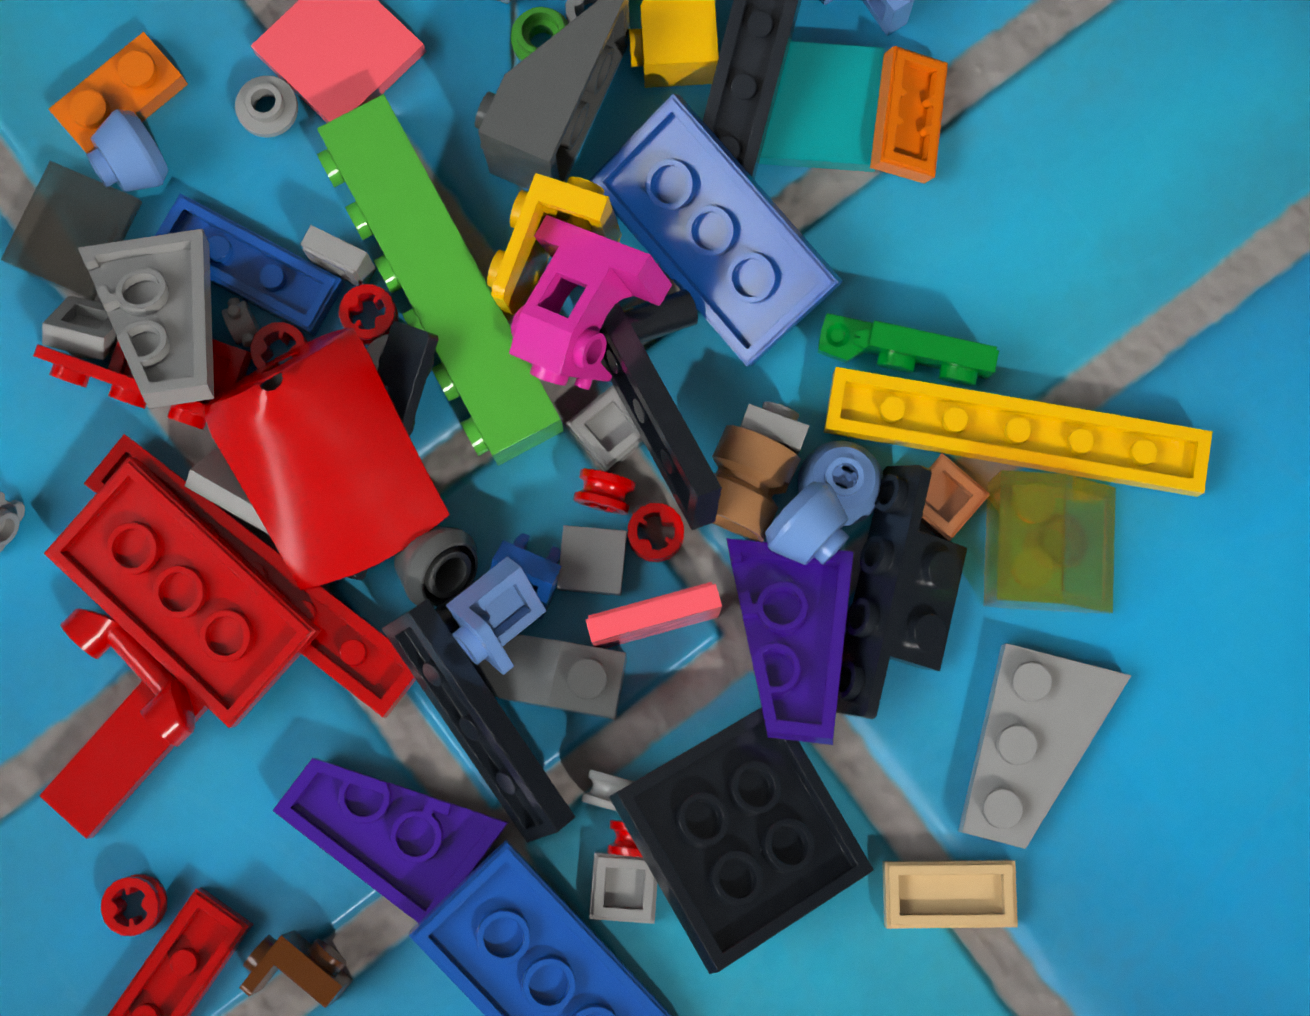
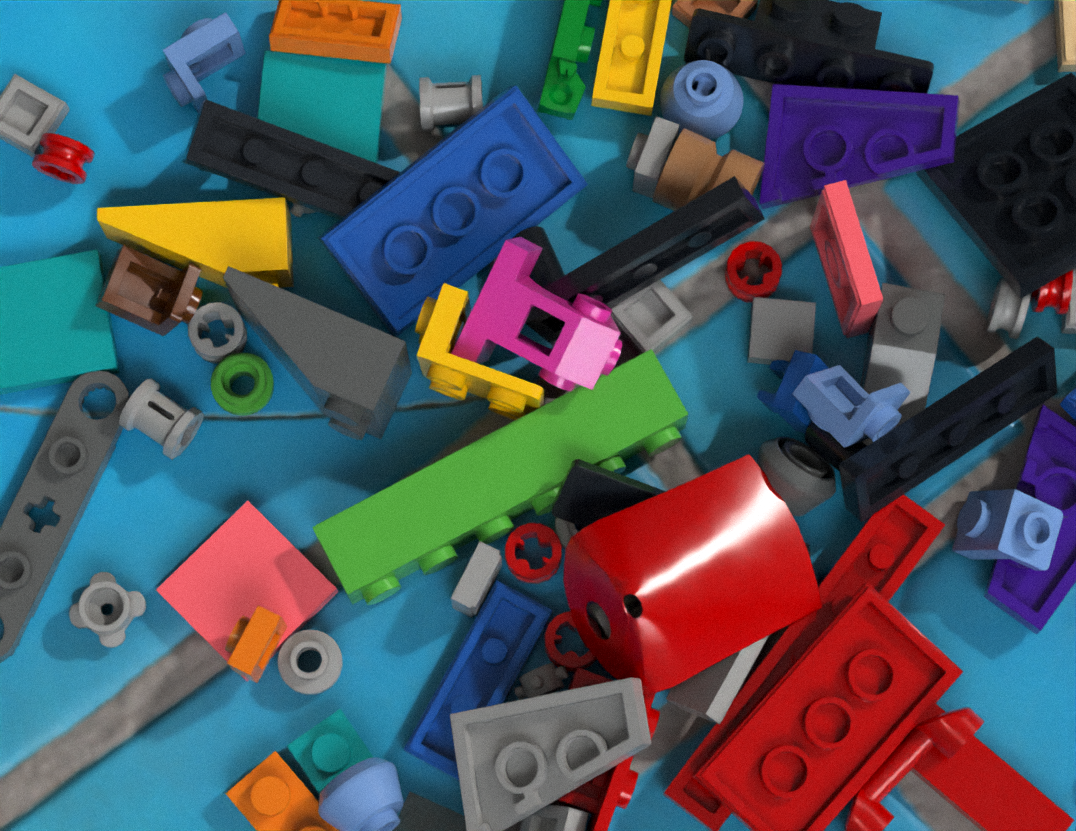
camera: 90 degrees left, 5 degrees down
(181, 130) = (328, 749): none -> teal plate
(272, 45) = (254, 642): none -> orange plate
(375, 780) = (1007, 527): none -> medium blue bracket
(604, 491) = (715, 317): red bush -> none
(809, 526) = (754, 116): medium blue cone -> none
(831, 226) = (448, 102): none -> light grey bush

